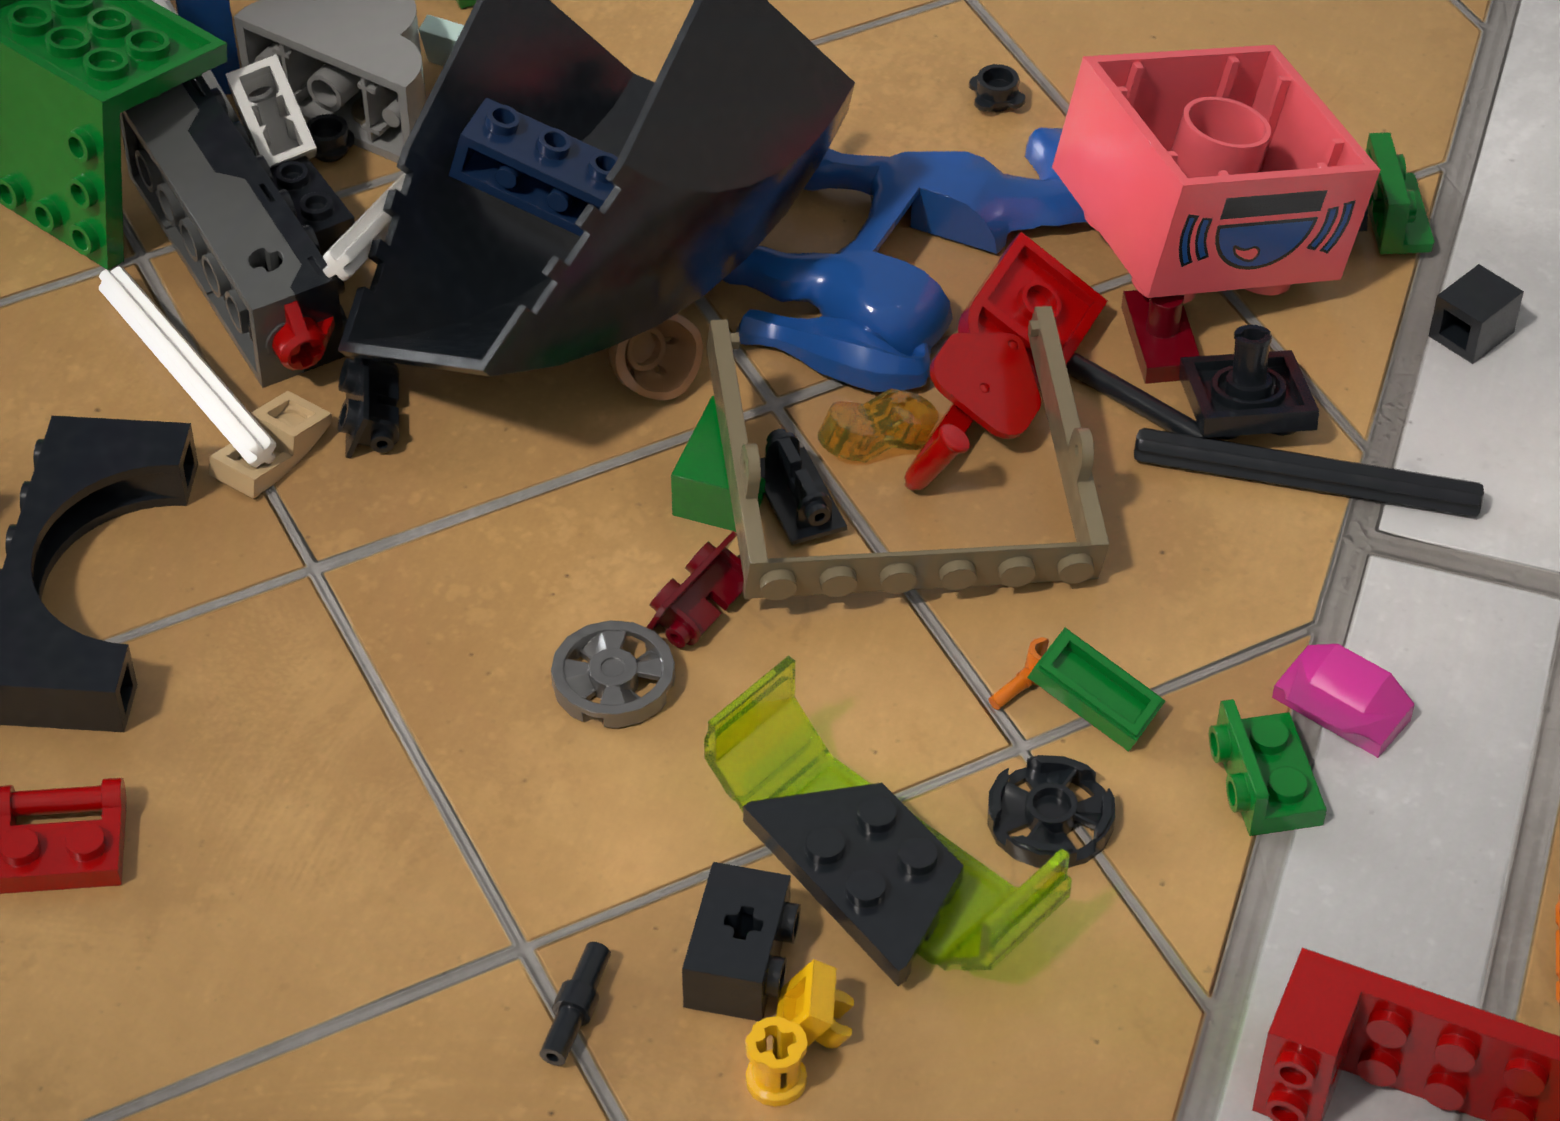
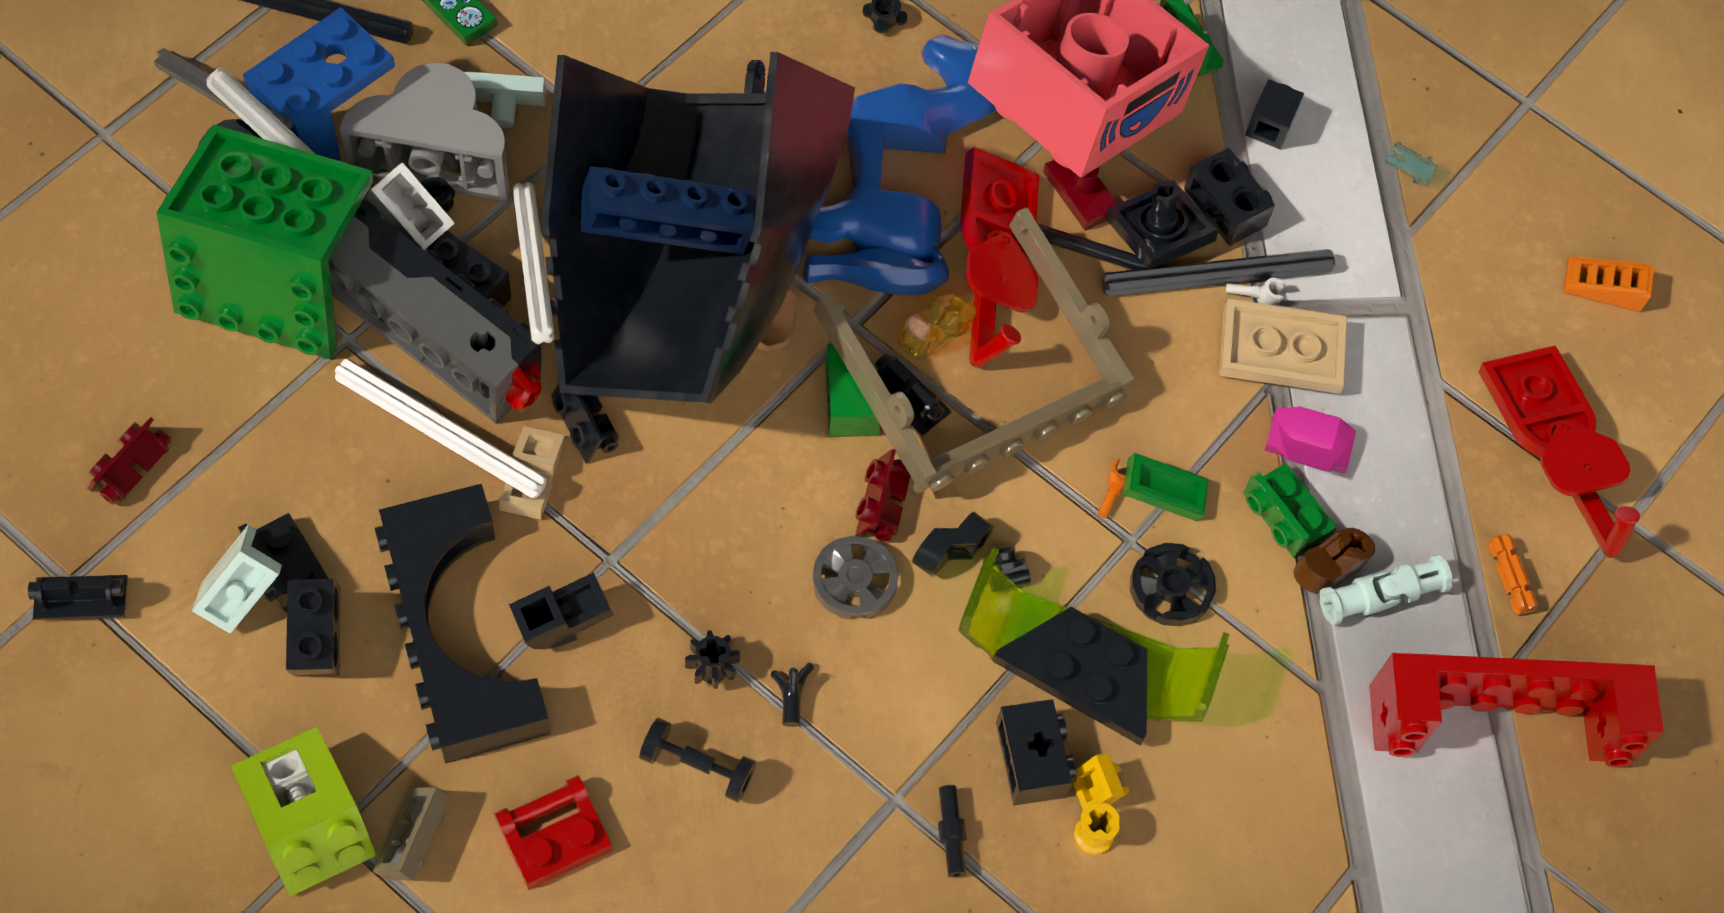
camera: 30 degrees left, 15 degrees up
(195, 598) = (553, 617): none -> black brick
(323, 845) = (656, 741): none -> black wheel
(368, 702) = (716, 647): none -> black gear
(454, 776) = (791, 693): none -> black bar
(742, 661) = (952, 544): none -> black piece
(829, 718) = (1013, 565): none -> black plate
(1299, 848) = (1348, 548): none -> reddish brown piece
(1356, 577) = (1283, 346): none -> tan plate
(1364, 388) = (1223, 200): none -> black brick
(1365, 516) = (1263, 294): none -> white hand
(1372, 906) = (1385, 589): none -> light aqua piece

